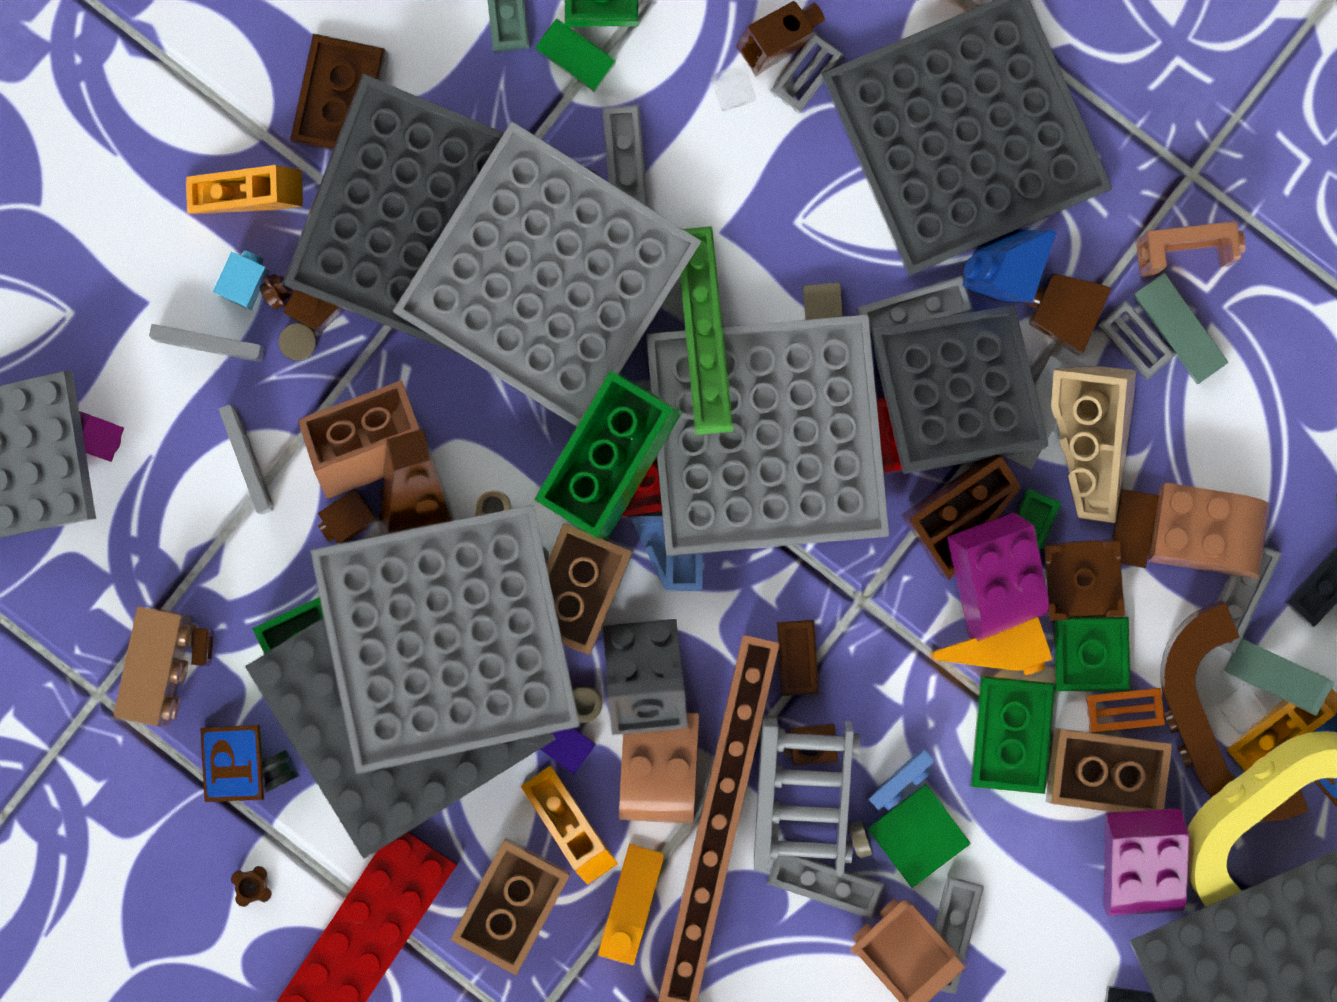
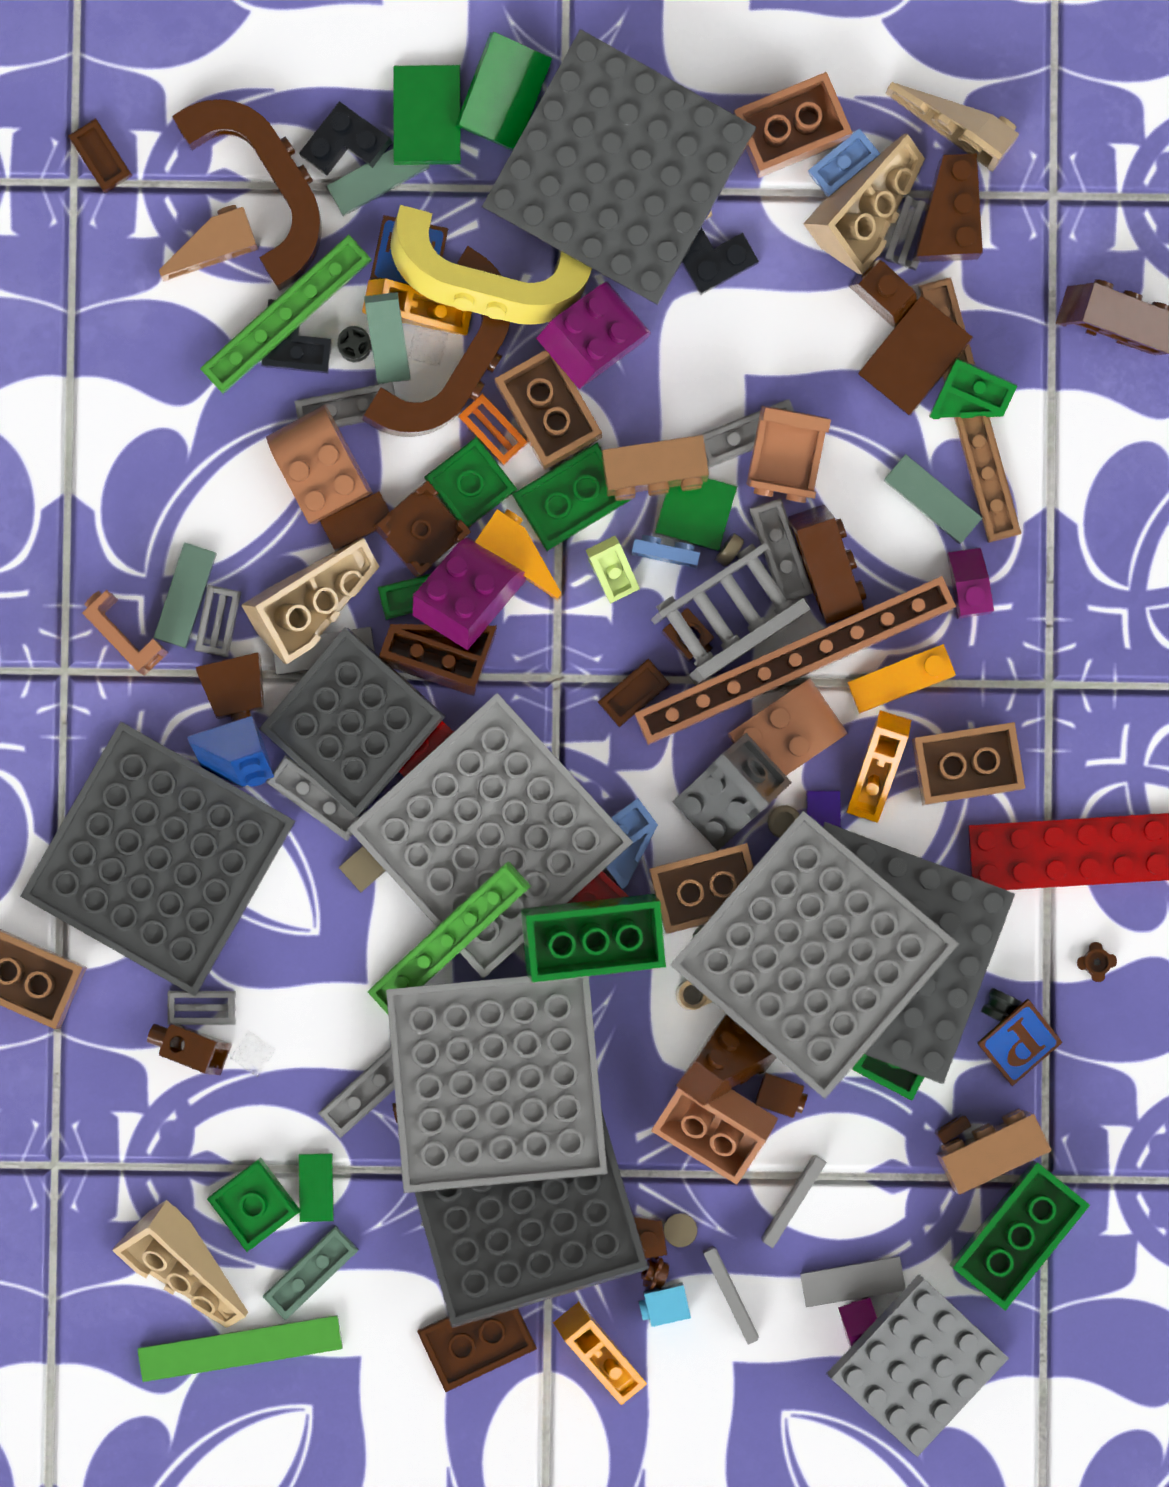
camera: 125 degrees left, 0 degrees up
(64, 633) = (1019, 1235): none -> green brick
(137, 458) = (852, 1281): none -> light grey tile
(782, 917) = (828, 563): none -> reddish brown wedge
(921, 721) = (612, 569): none -> yellowish green slope
(984, 827) = (655, 467): none -> medium nougat brick
(1301, 645) = (352, 338): none -> pearl dark grey wheel

